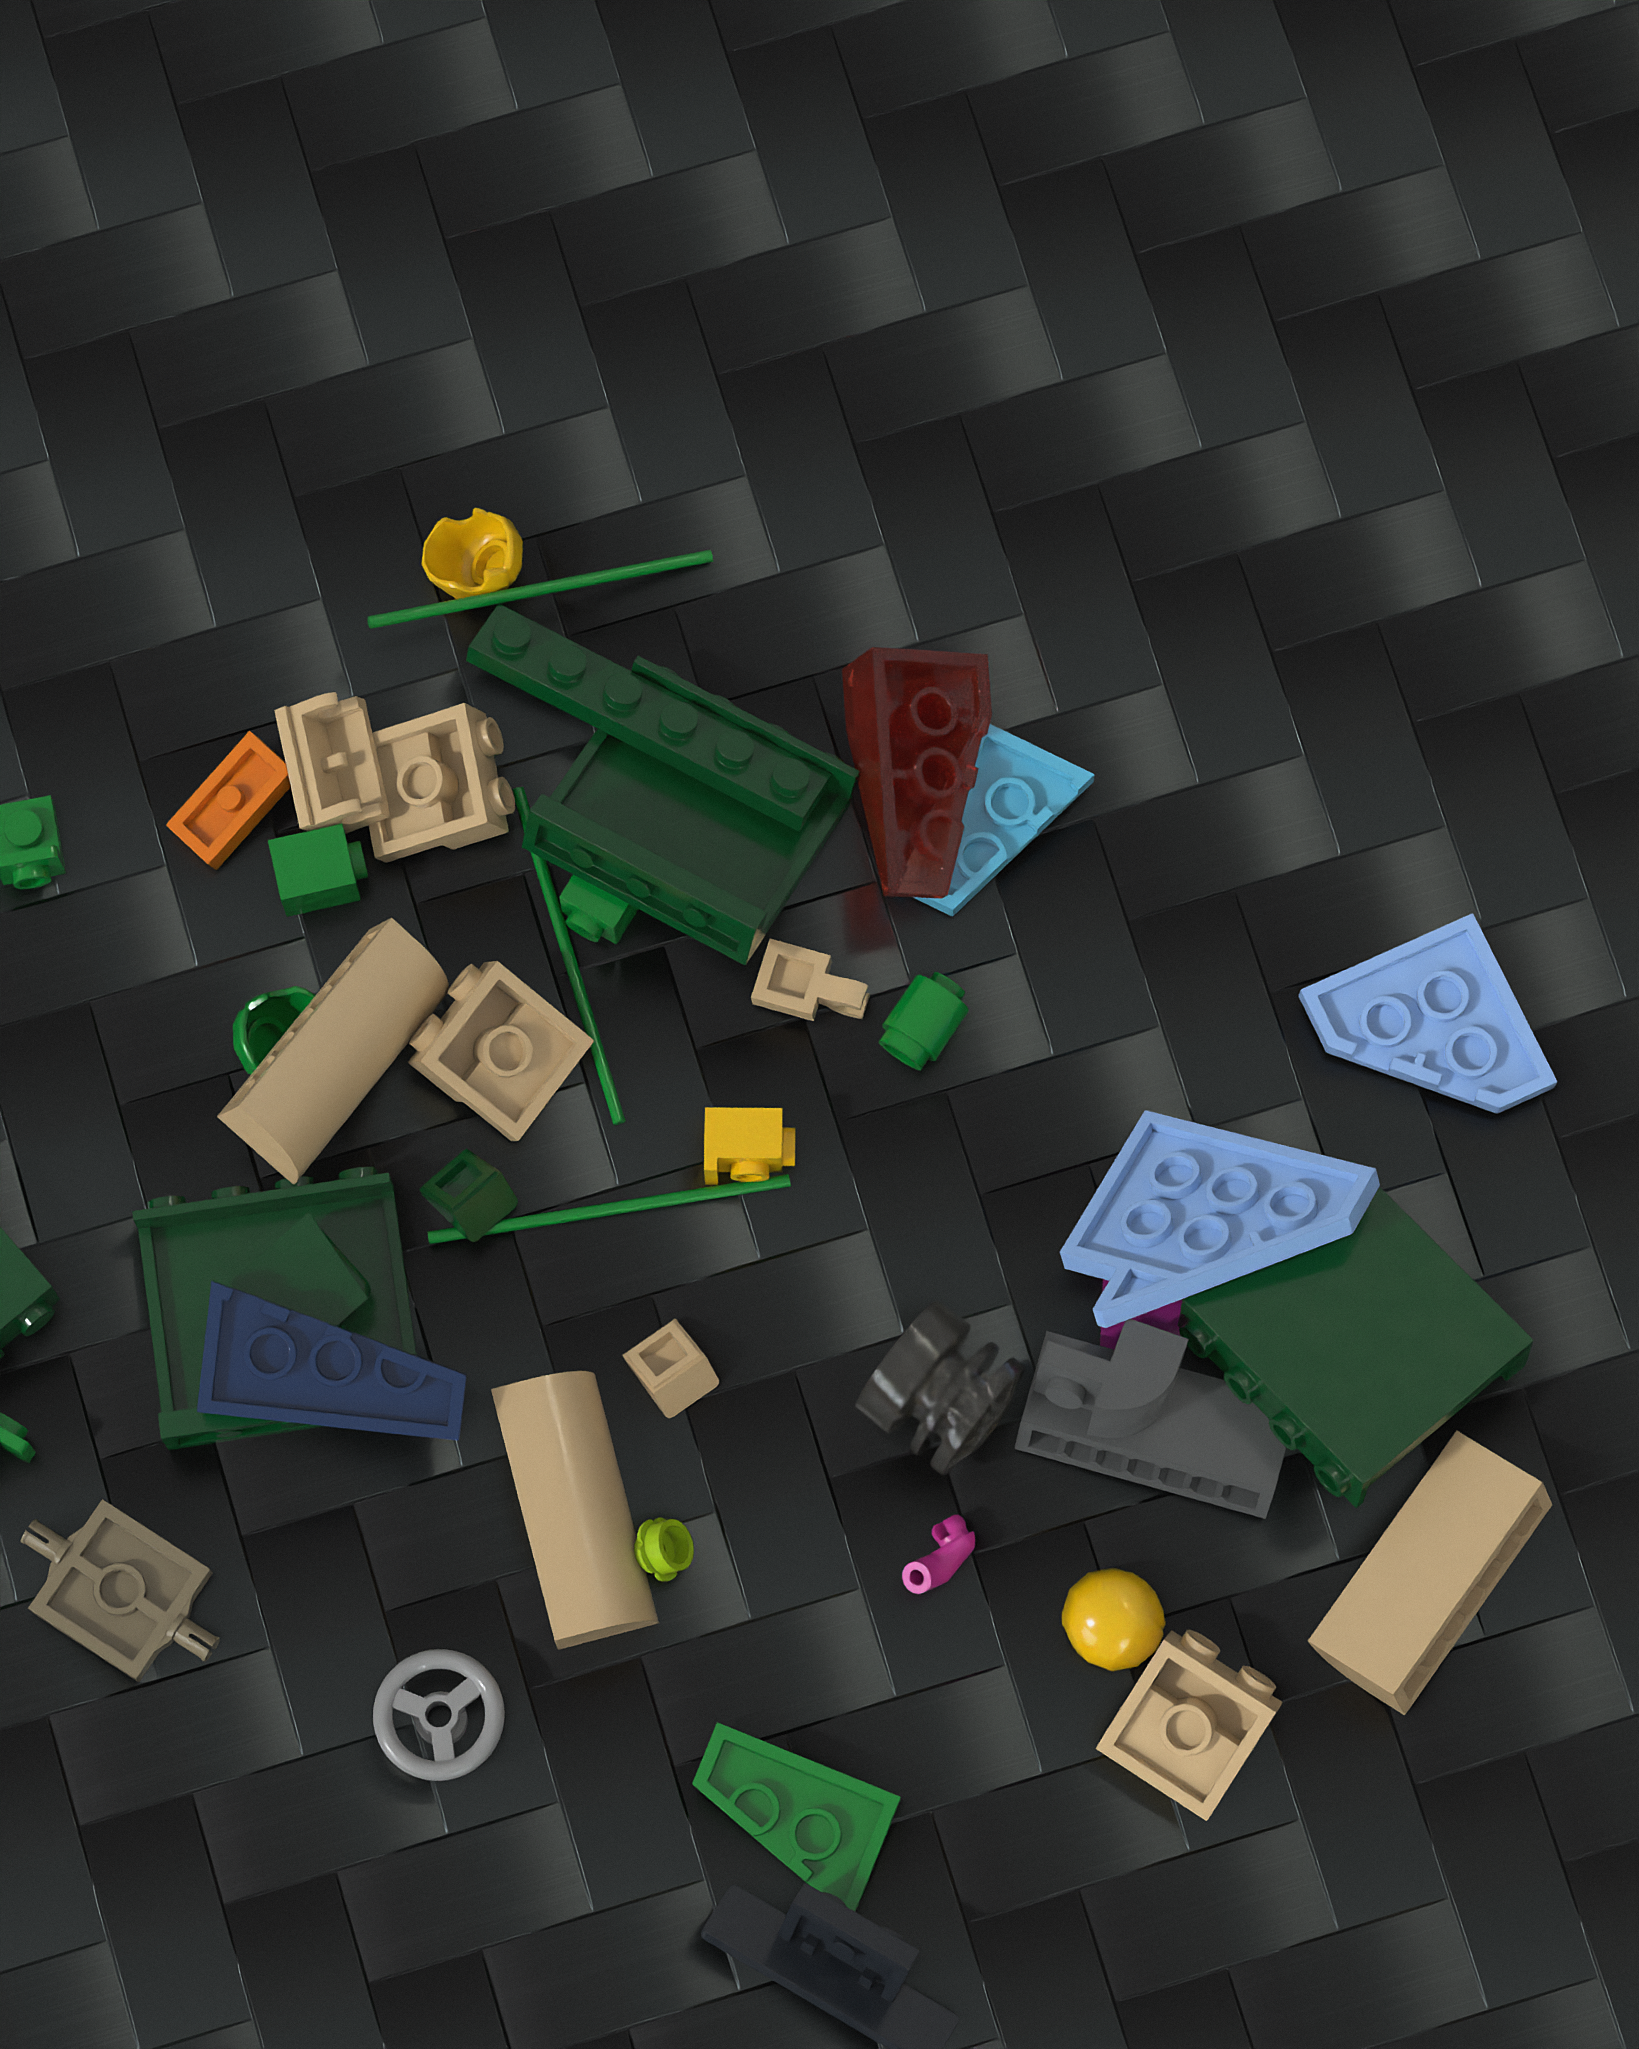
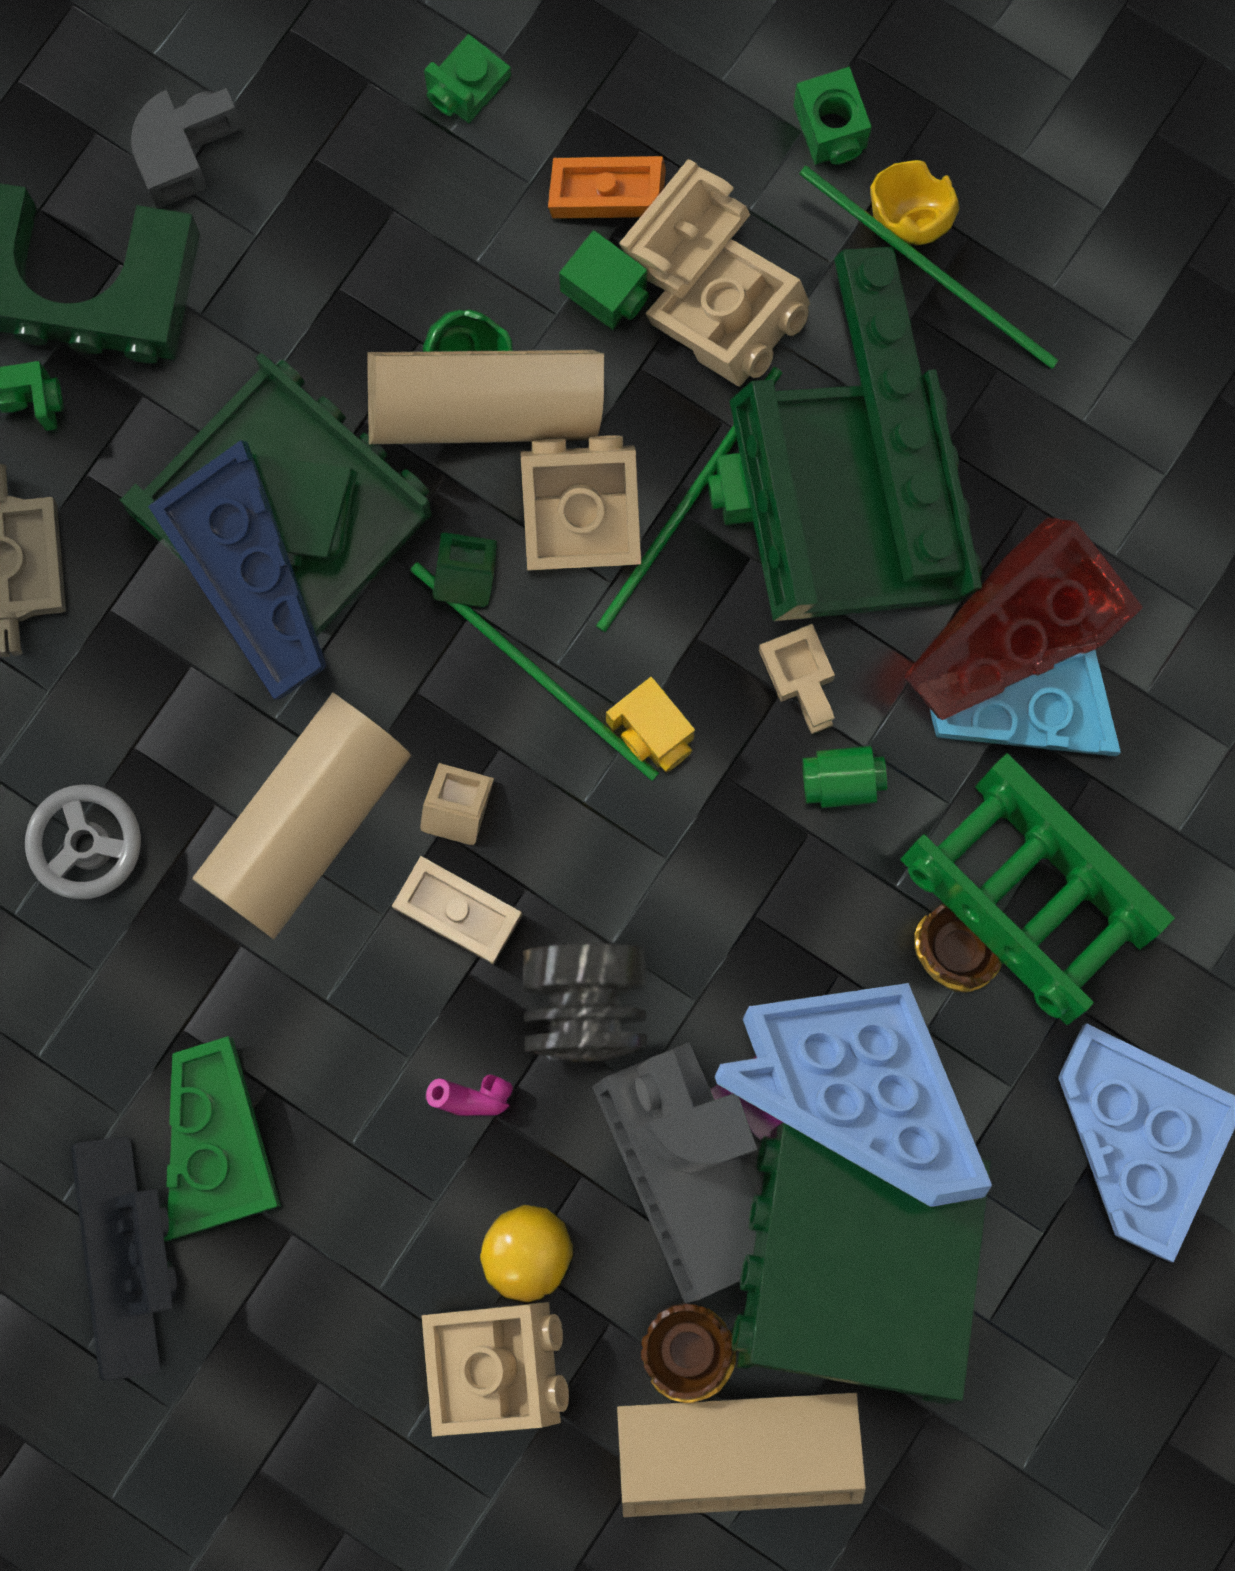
camera: 50 degrees right, 5 degrees up
(318, 542) = (836, 95): none -> green brick
(663, 1548) = (323, 900): lime plate -> none
(767, 1439) = (457, 910): none -> tan plate
(1149, 882) = (1089, 874): none -> green fence
(1149, 1039) = (954, 952): none -> reddish brown hair
(1310, 1545) = (688, 1353): none -> reddish brown hair

